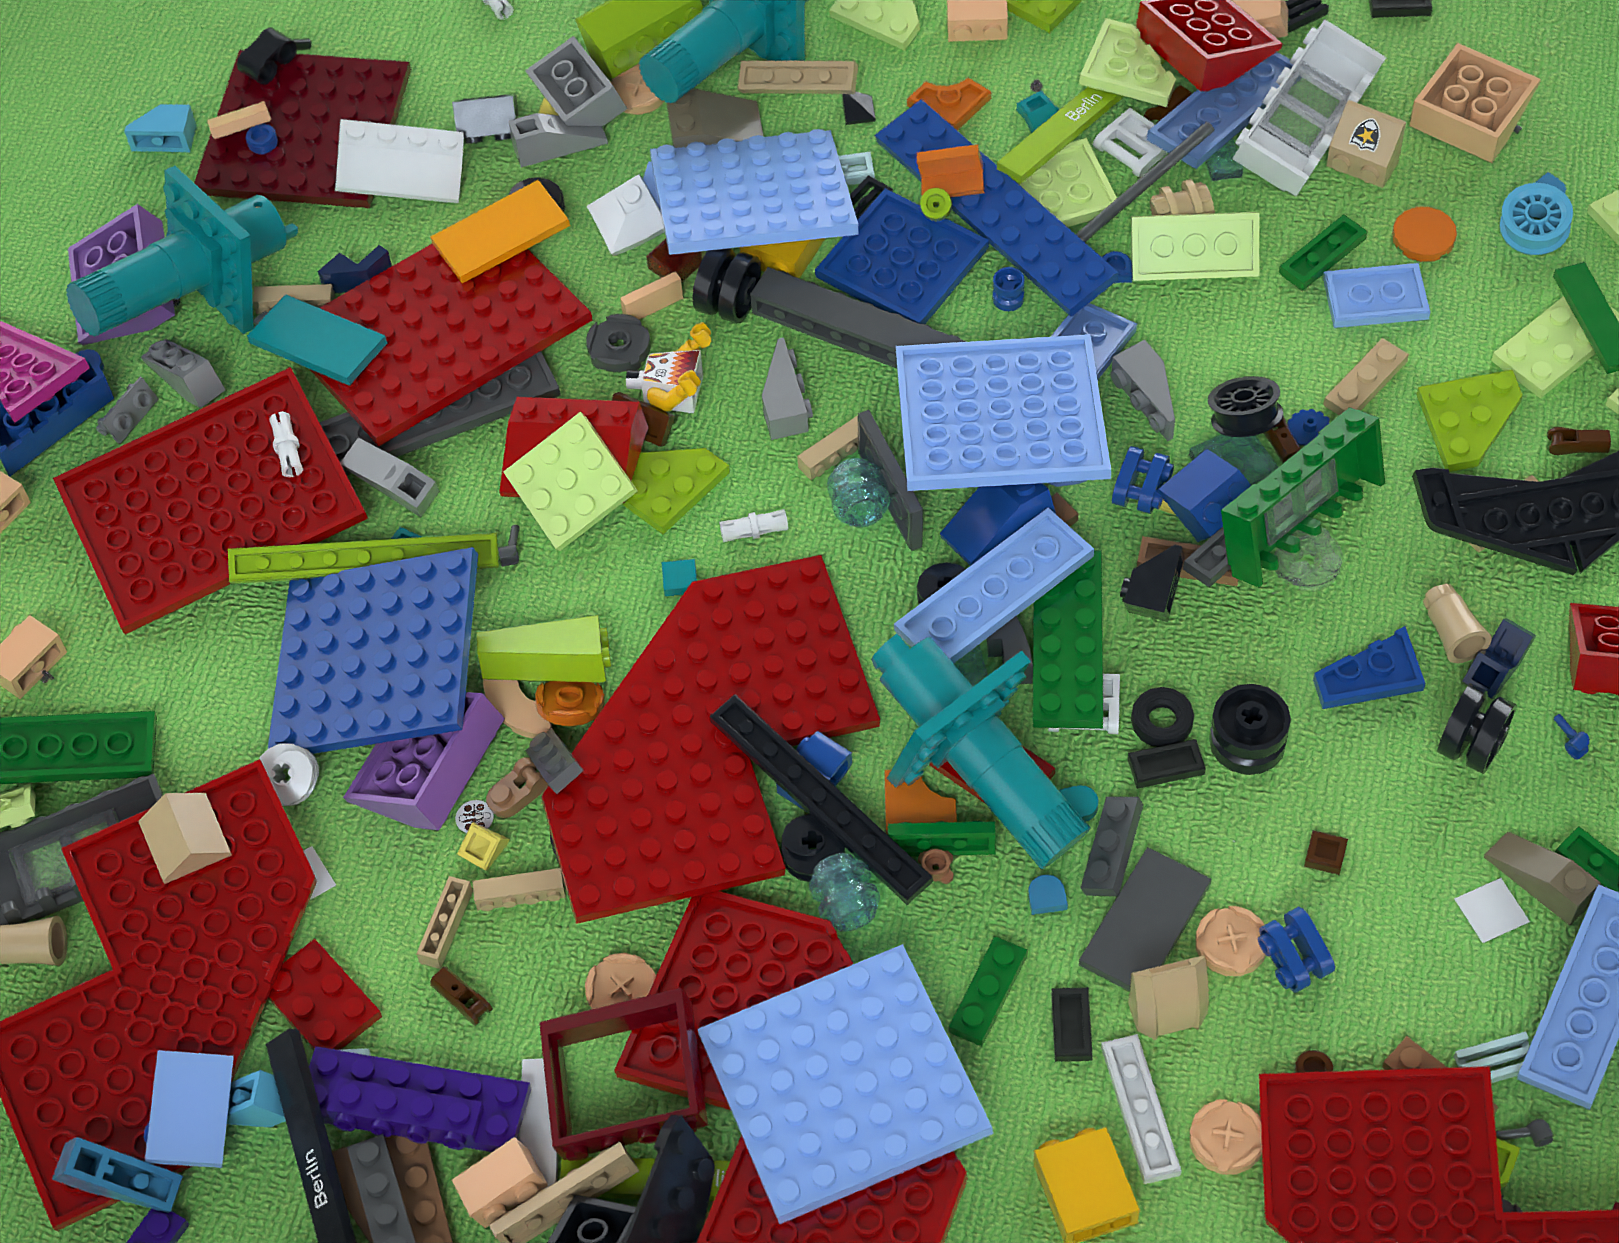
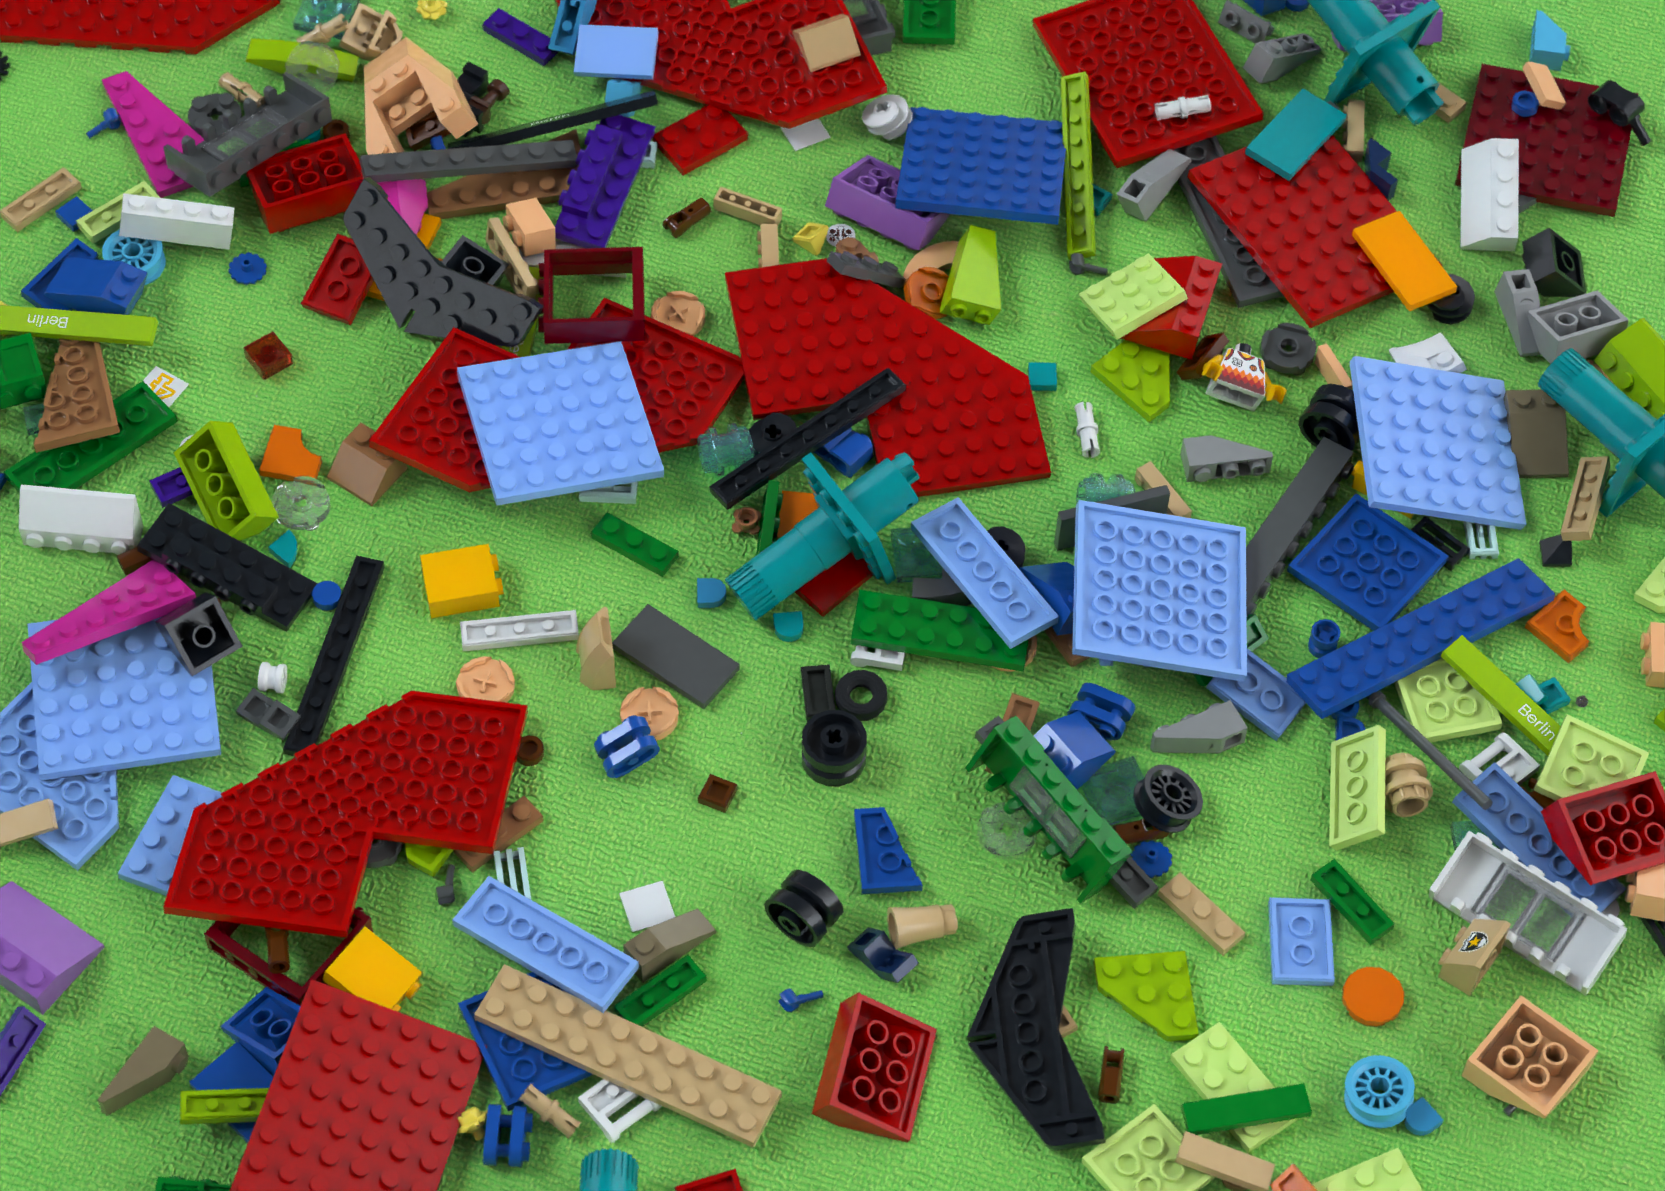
camera: 90 degrees right, 0 degrees up
(932, 198) = (1418, 585): lime tile -> none
(953, 170) = (1450, 598): orange panel -> none
(1071, 1024) = (596, 595): pearl dark grey tile -> none
(1112, 846) = (744, 640): dark grey plate -> none
(1154, 585) = (971, 690): black slope -> none

